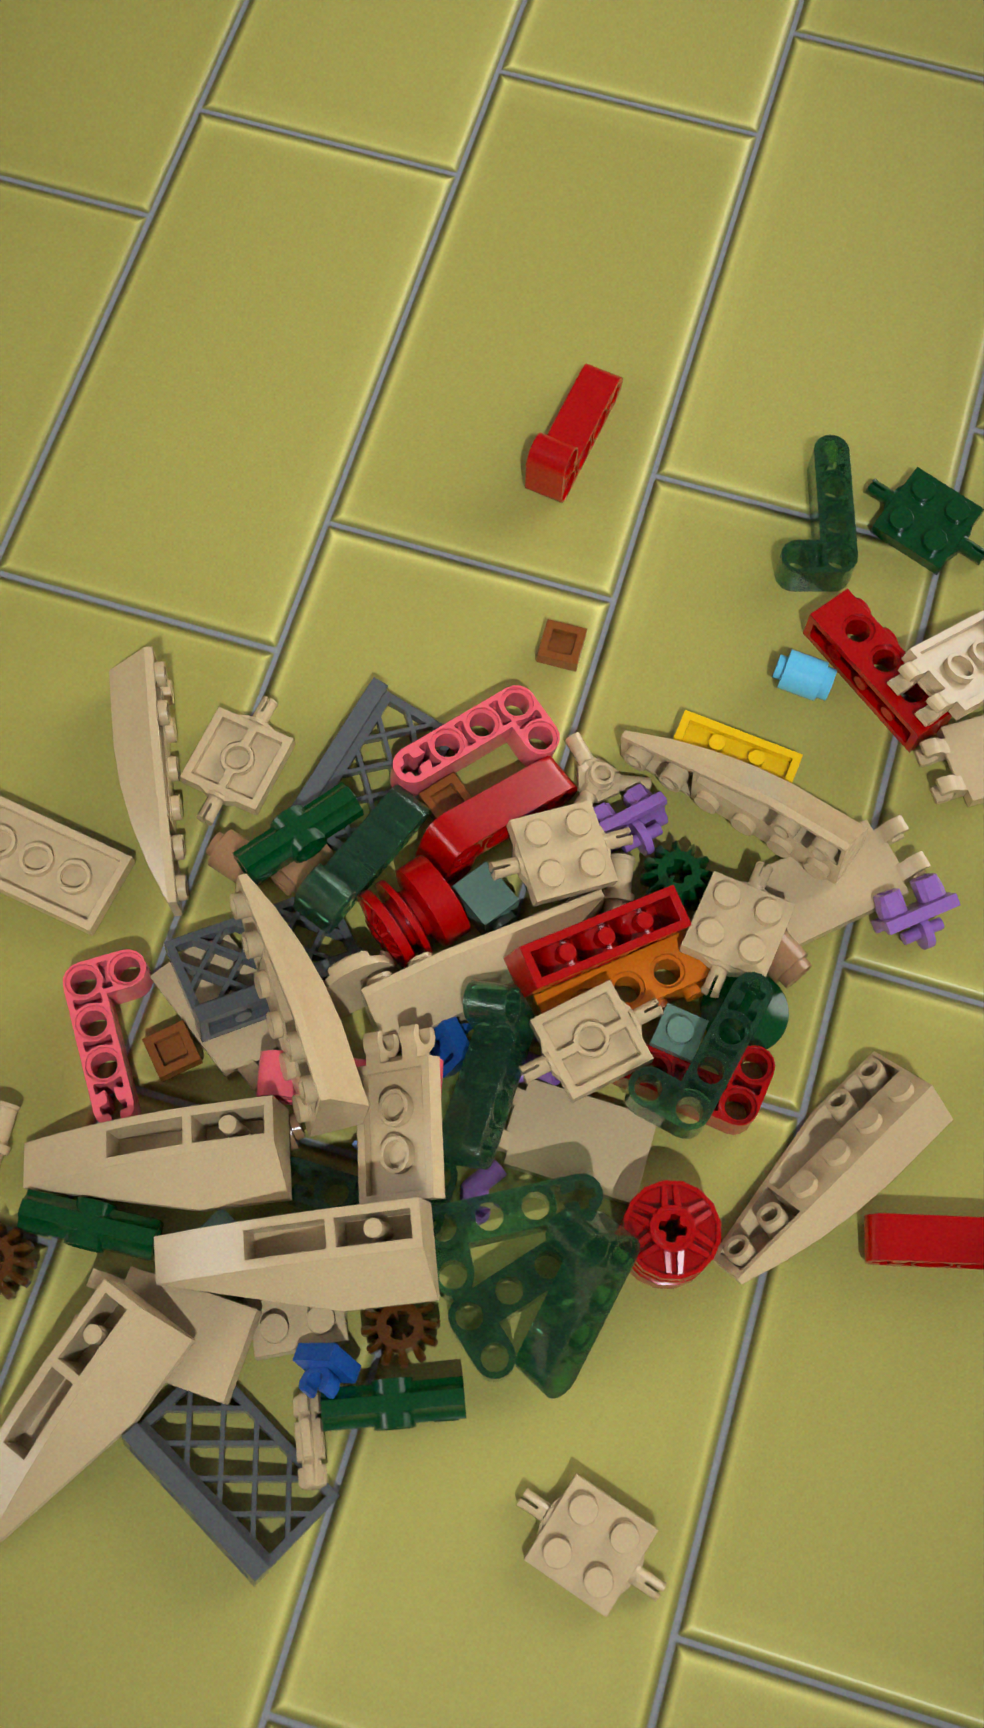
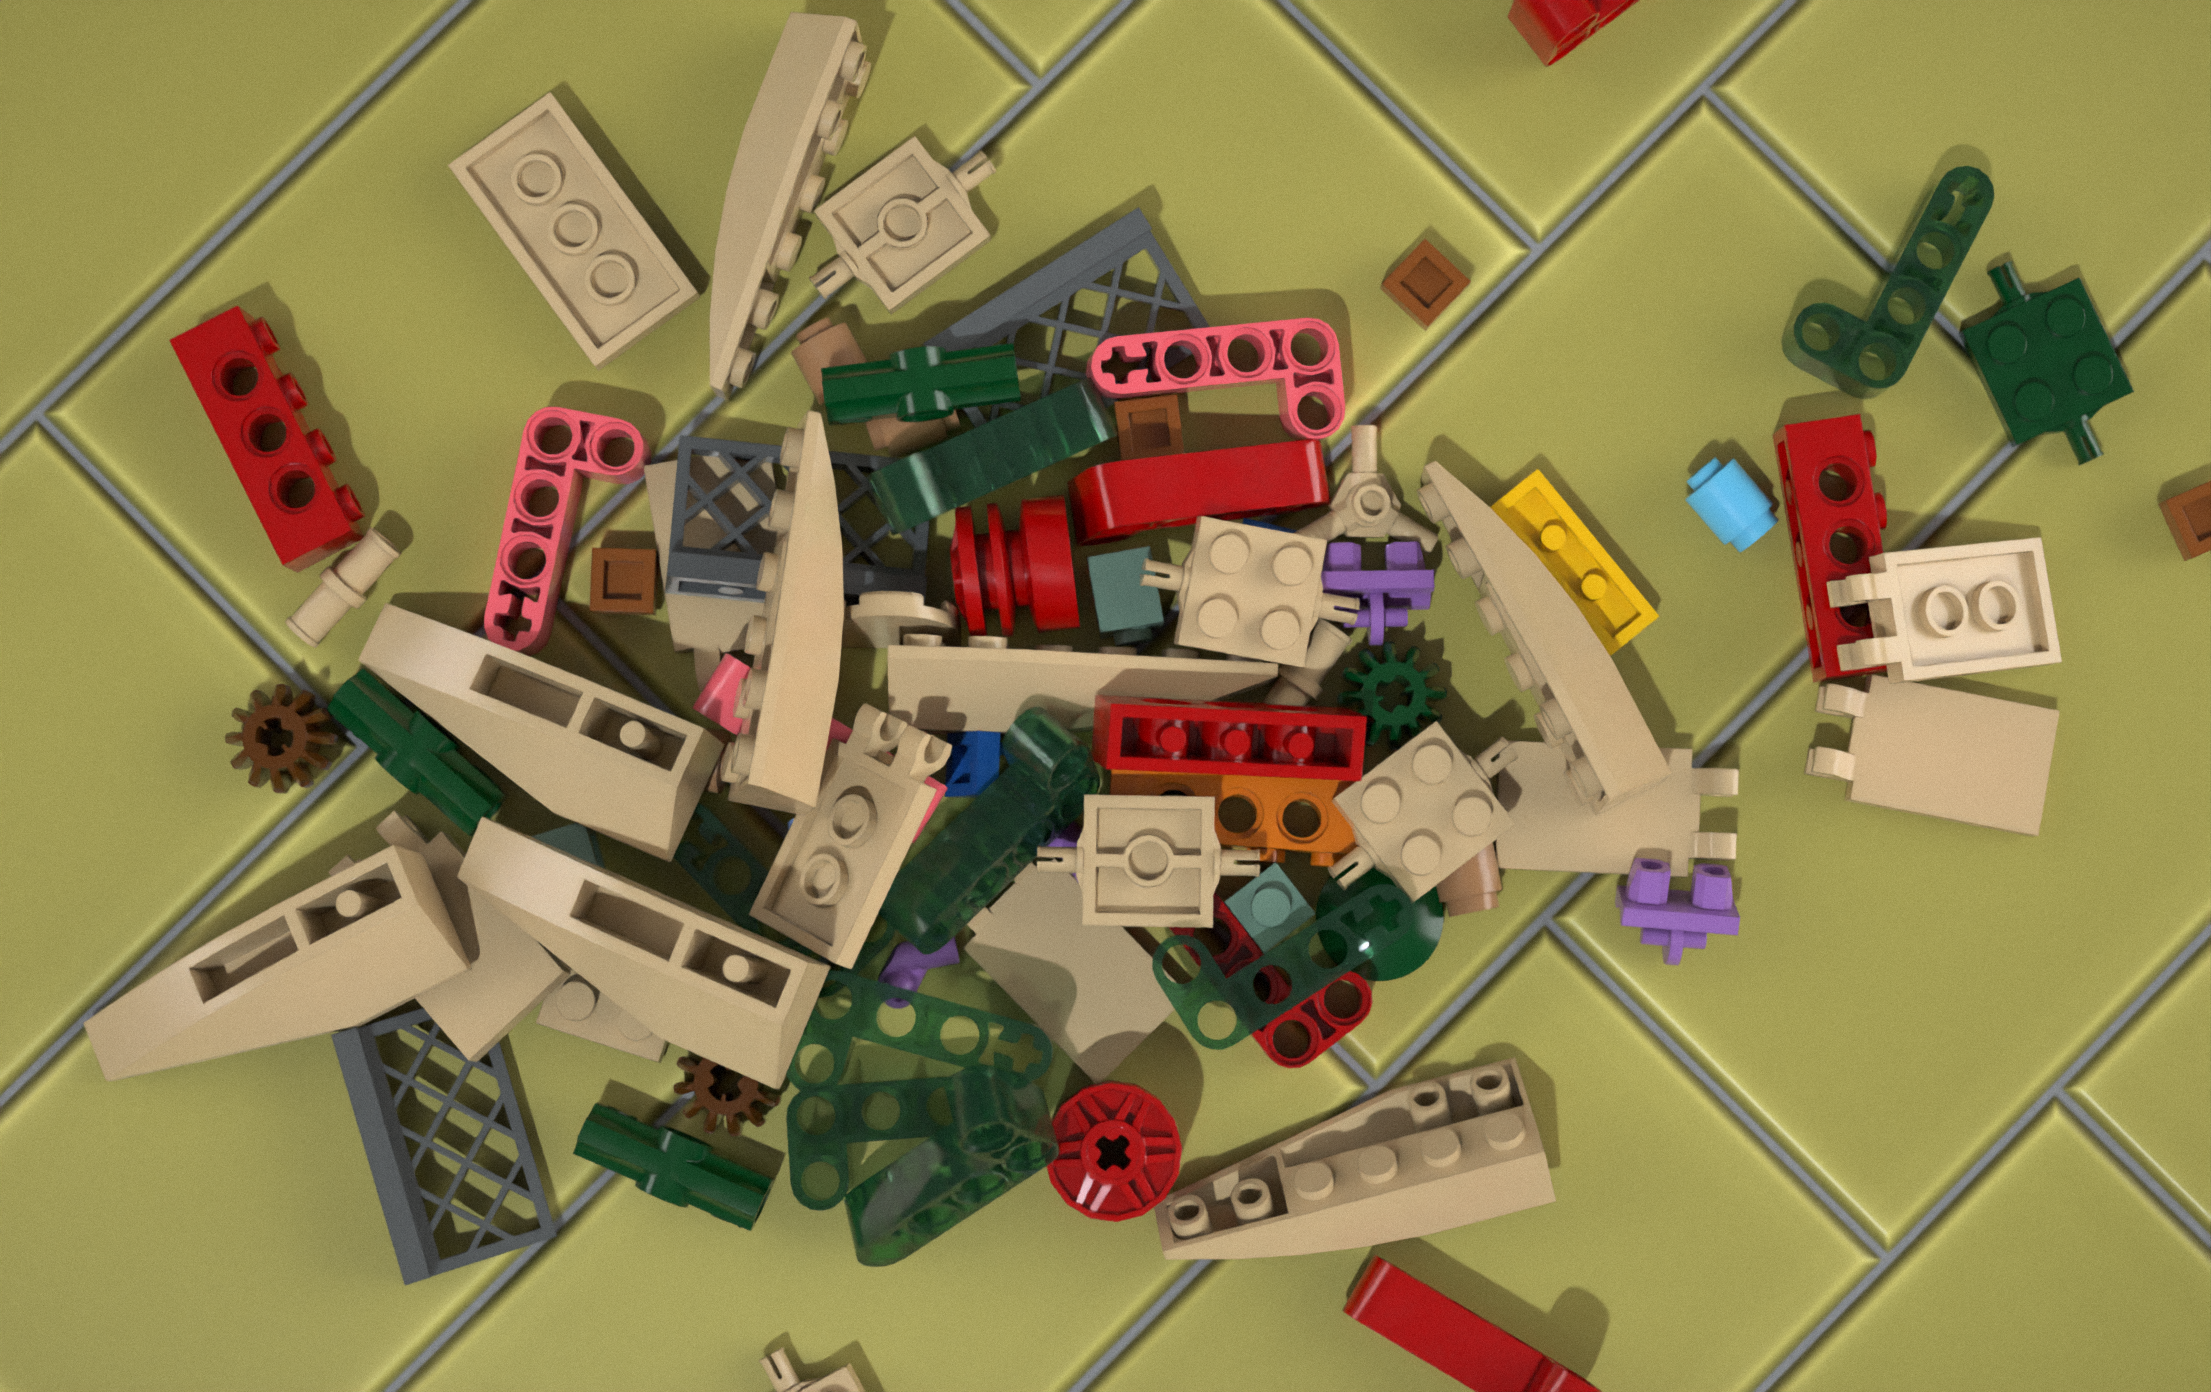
camera: 30 degrees right, 15 degrees up
(309, 1442) = (552, 1156): tan axle -> none
(324, 1367) = (613, 1081): blue tile -> none

